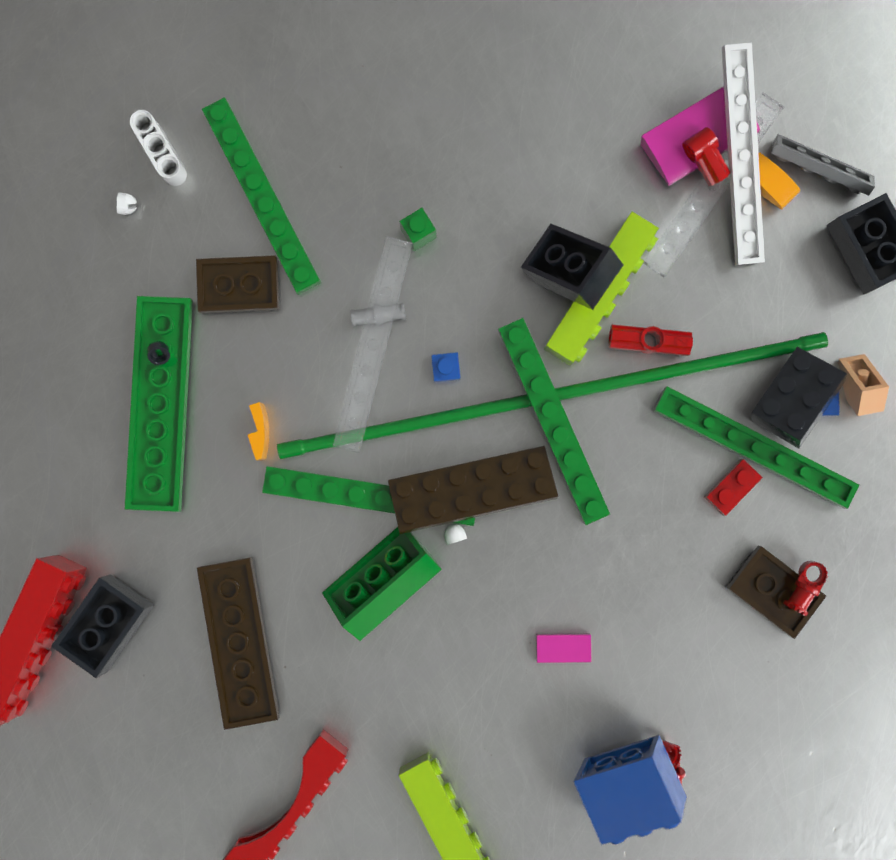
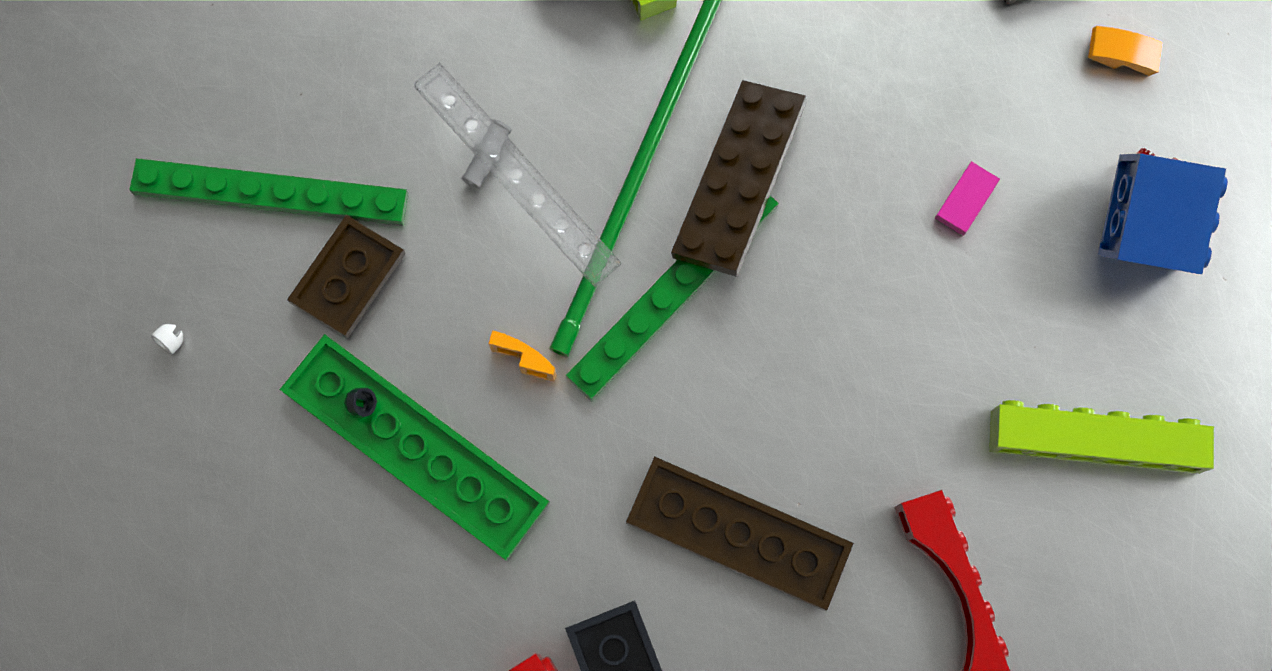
camera: 60 degrees left, 10 degrees down
(150, 139) = (121, 253): white beam -> none
(380, 582) = (774, 334): green slope -> none
(418, 229) = (425, 51): green brick -> none
(446, 367) = (590, 125): blue plate -> none
(454, 533) = (773, 228): white hinge -> none
(553, 421) = (723, 51): green plate -> none
(746, 690) = (1122, 47): none -> light orange slope

